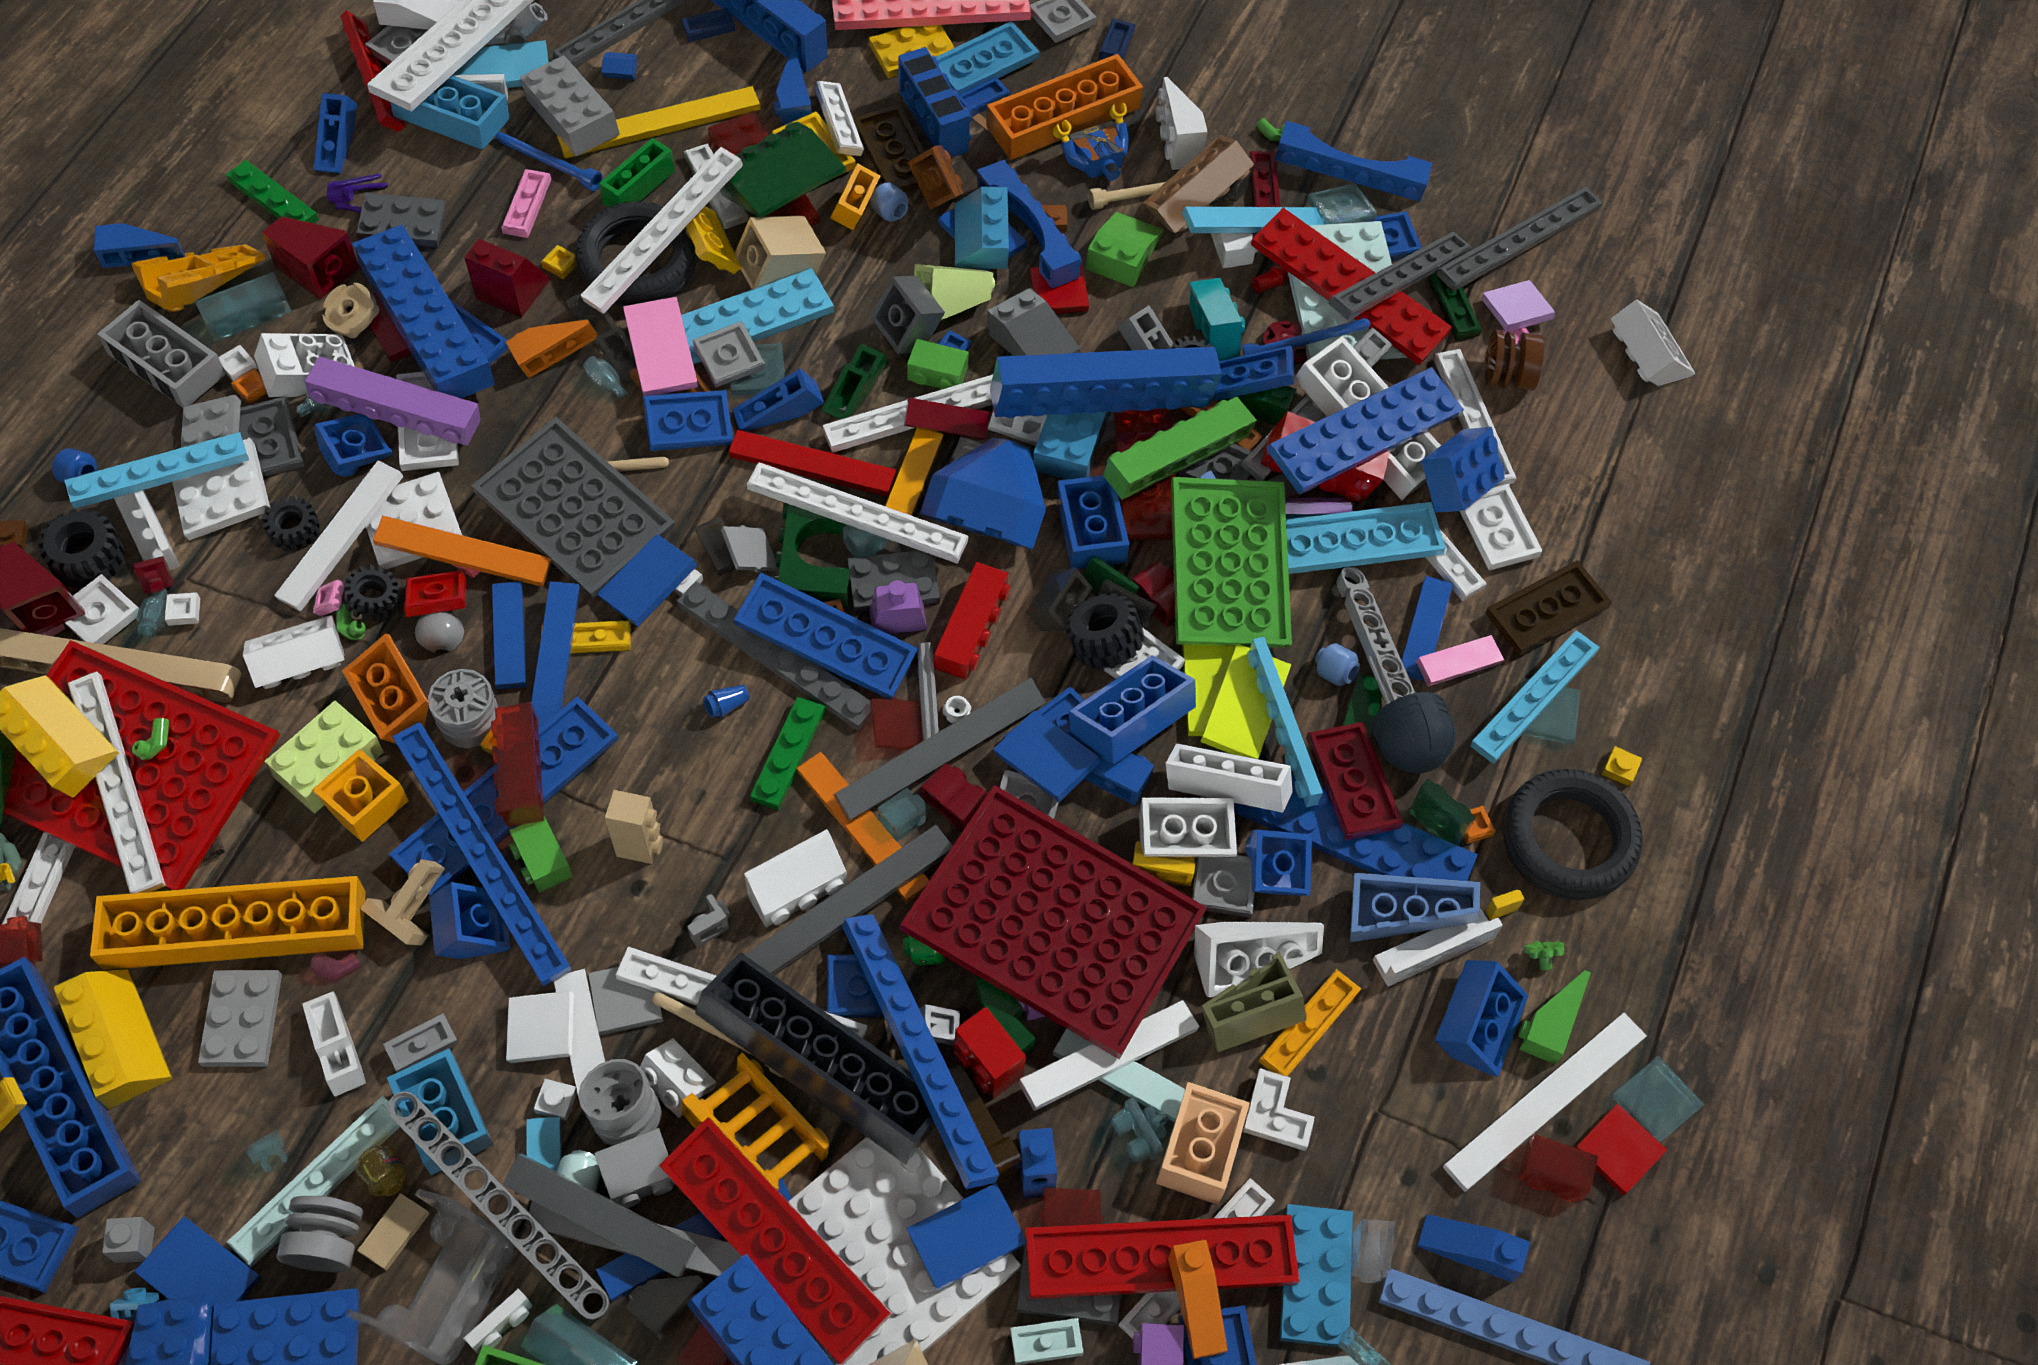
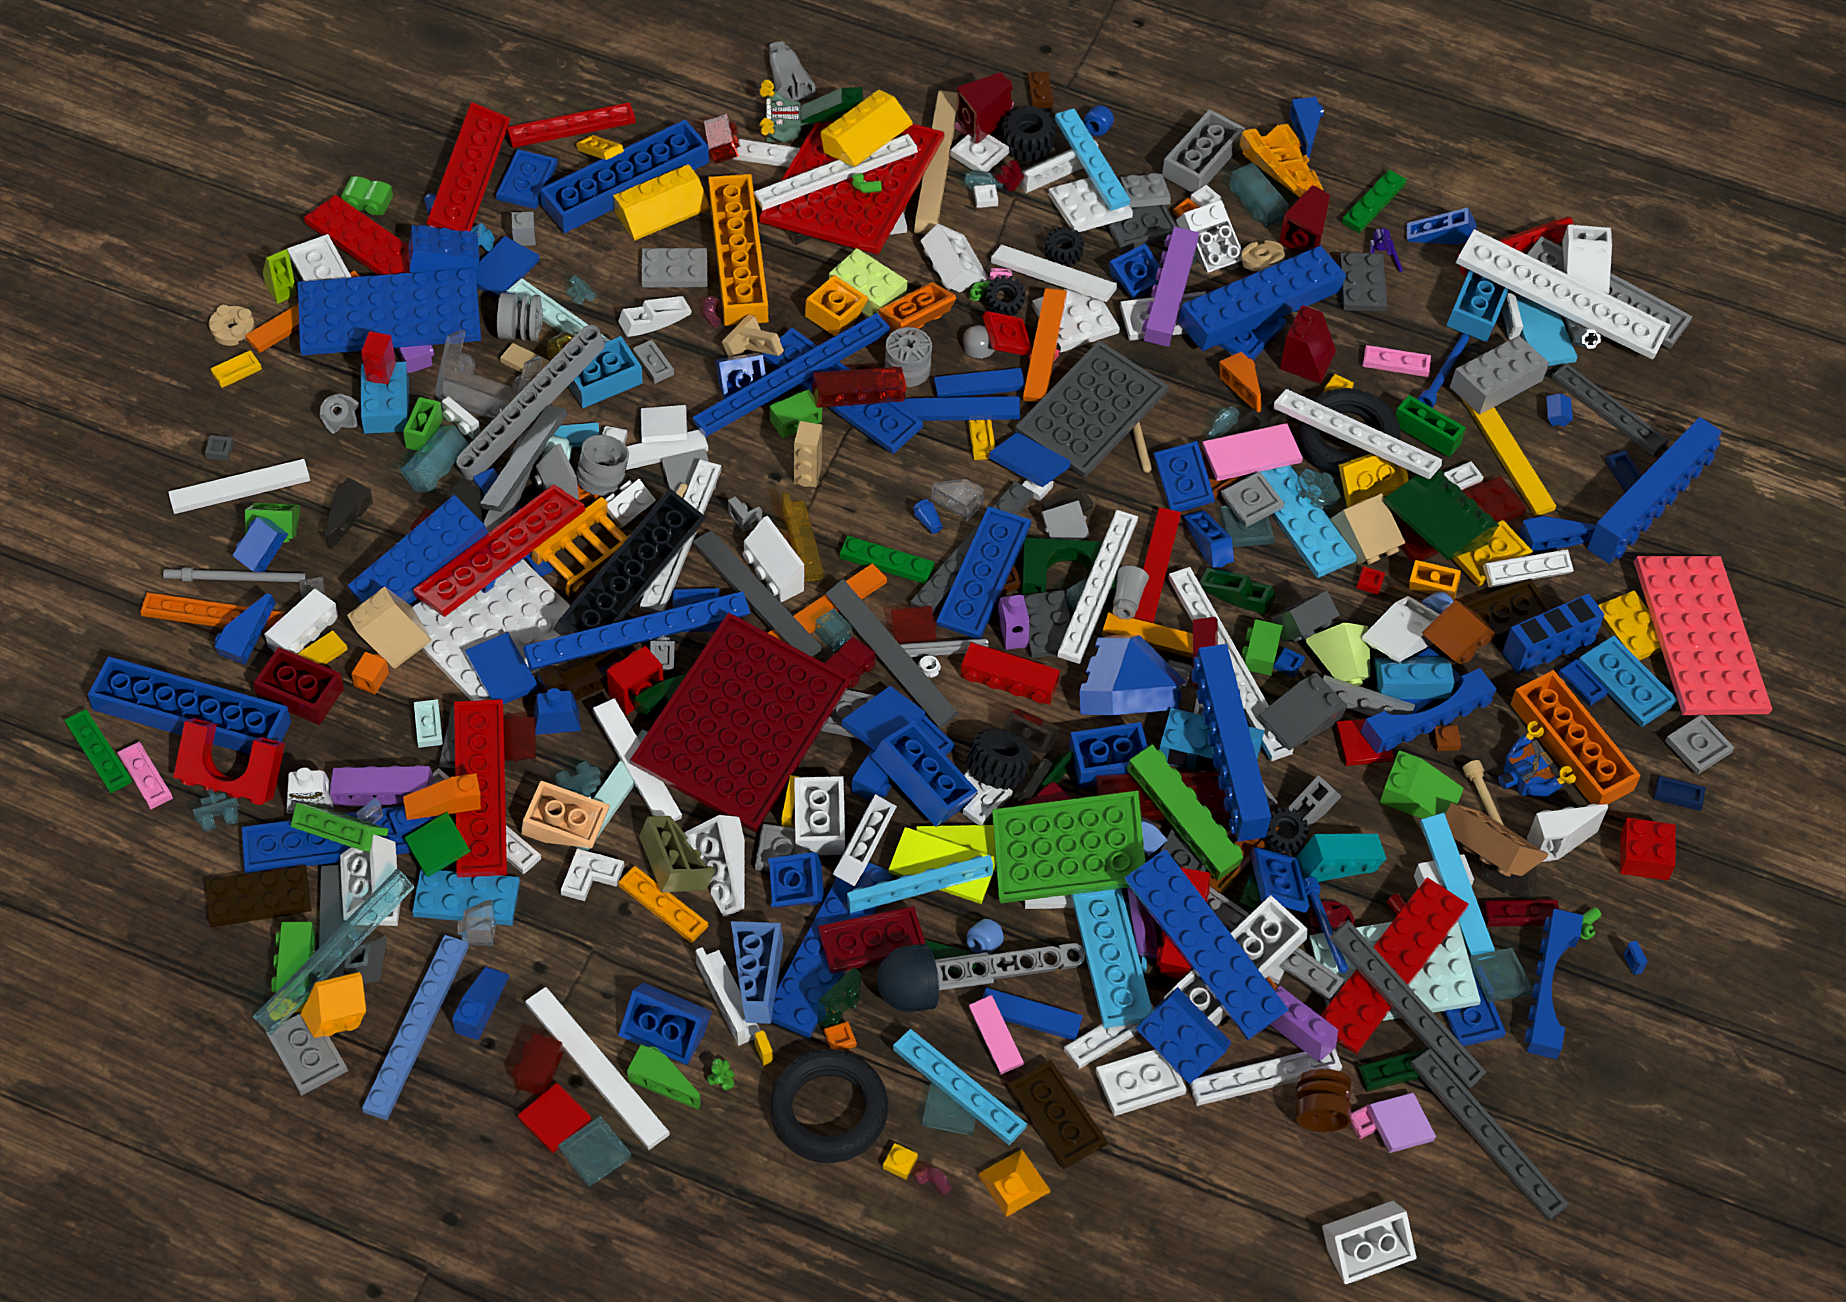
camera: 90 degrees right, 5 degrees down
(700, 661) = (959, 496): none -> clear slope
(717, 291) = (1317, 488): none -> clear light blue plate
(743, 852) = (802, 537): none -> clear yellow fence
(842, 261) = (1370, 580): none -> red tile
(865, 483) = (1129, 590): none -> light grey plant
(928, 227) = (1401, 629): none -> white slope
(1015, 271) = (1366, 700): none -> light grey tile
(1193, 67) = (1647, 849): none -> red brick
(1259, 1309) = (437, 844): none -> green tile
(1315, 98) = (1635, 958): none -> blue tile
(1441, 355) = (1305, 1027): none -> medium lavender brick
(1635, 654) = (1014, 1183): none -> light orange slope
(1639, 728) = (935, 1176): none -> clear pink arm

